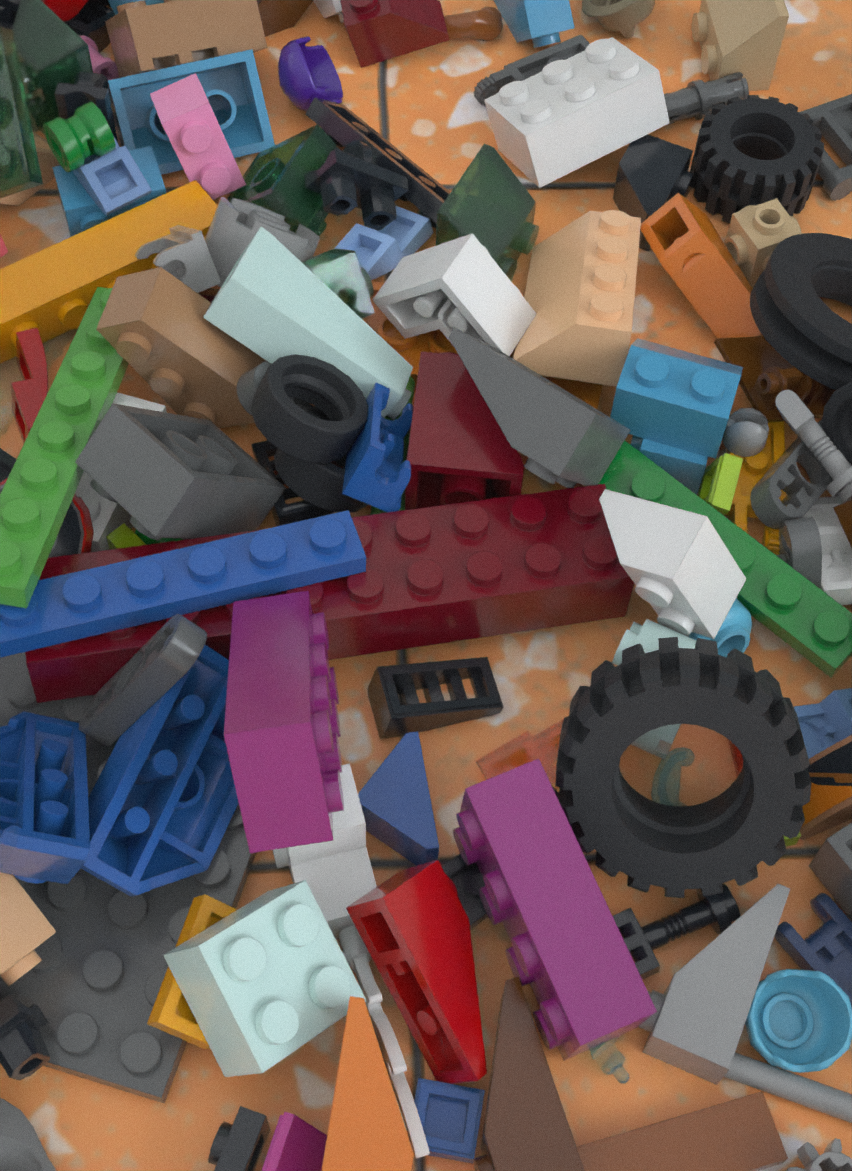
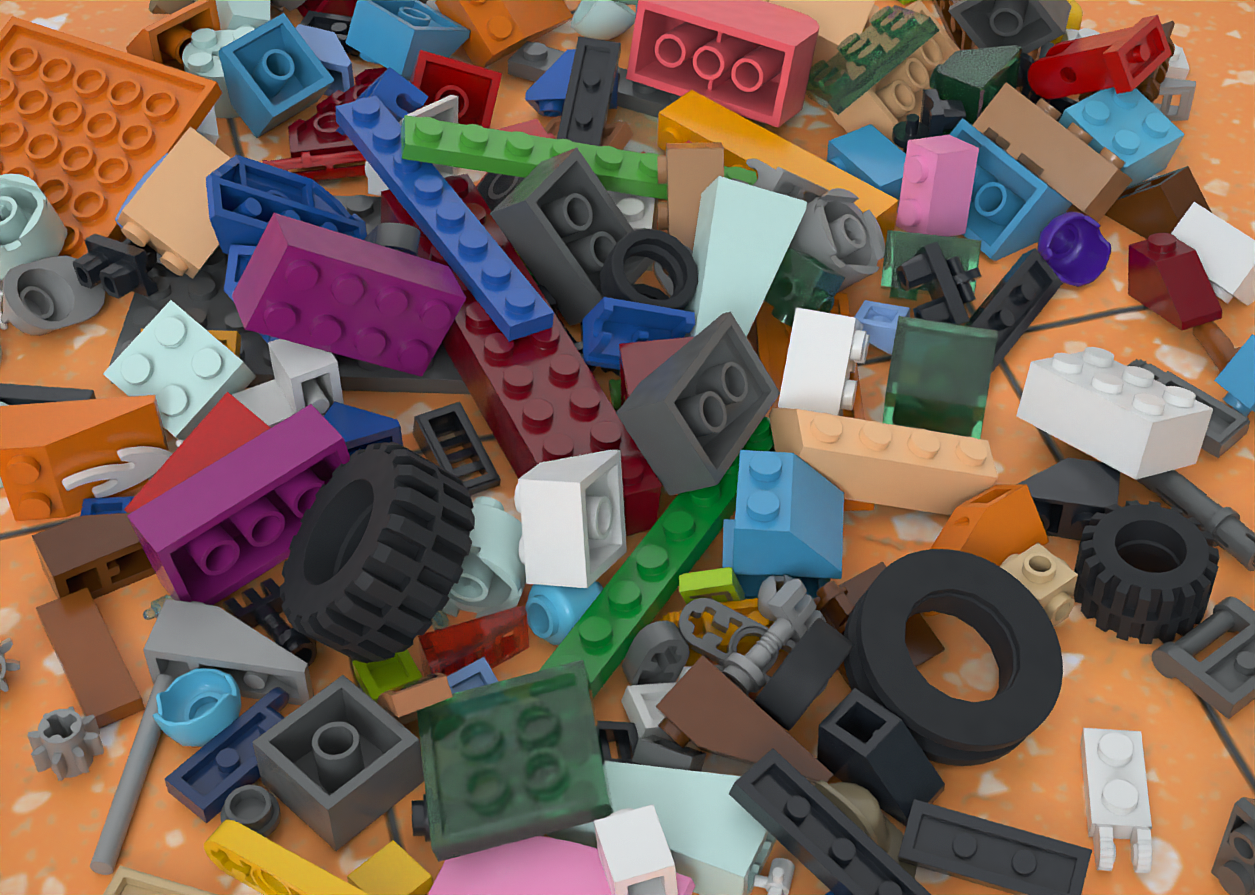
camera: 80 degrees right, 15 degrees down
(79, 136) = (878, 108): green wheel -> none
(113, 179) = (880, 140): medium blue slope -> none

